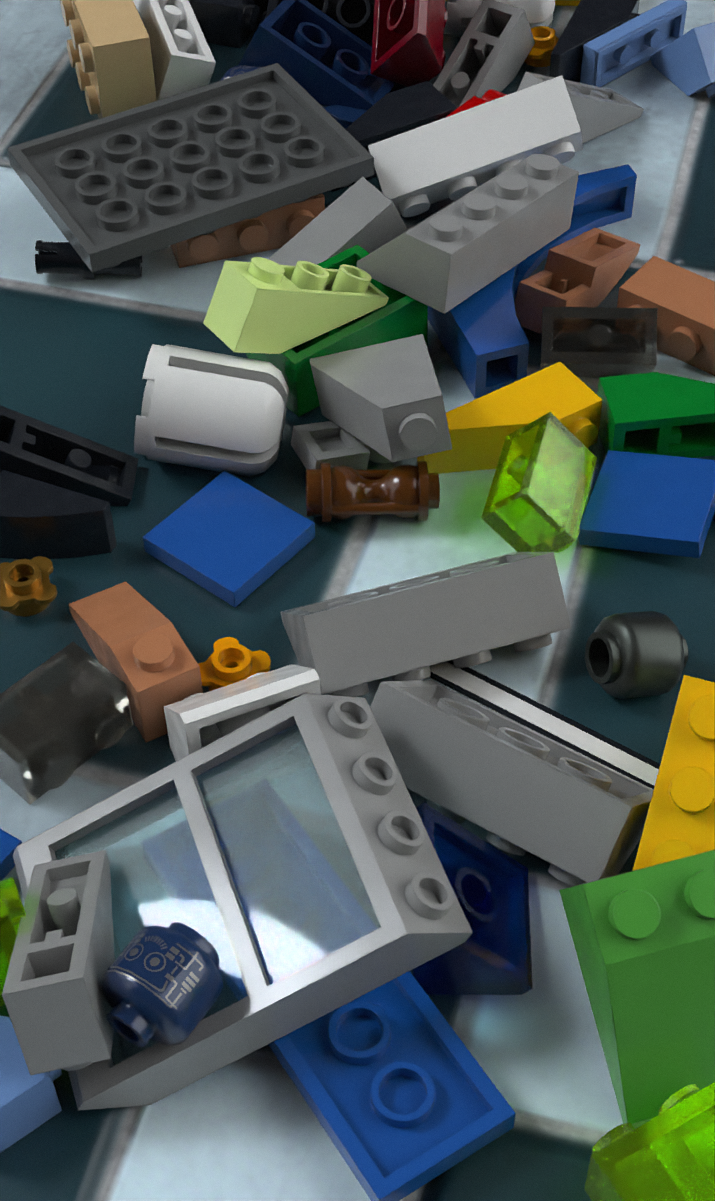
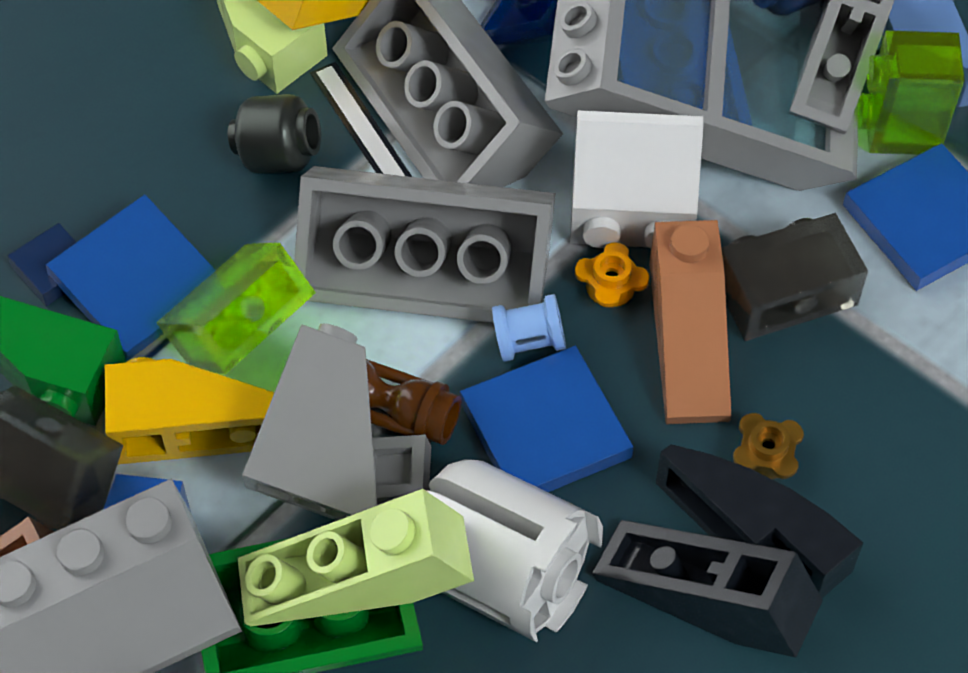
camera: 155 degrees left, 10 degrees up
(281, 581) = (528, 327): none -> light blue bush

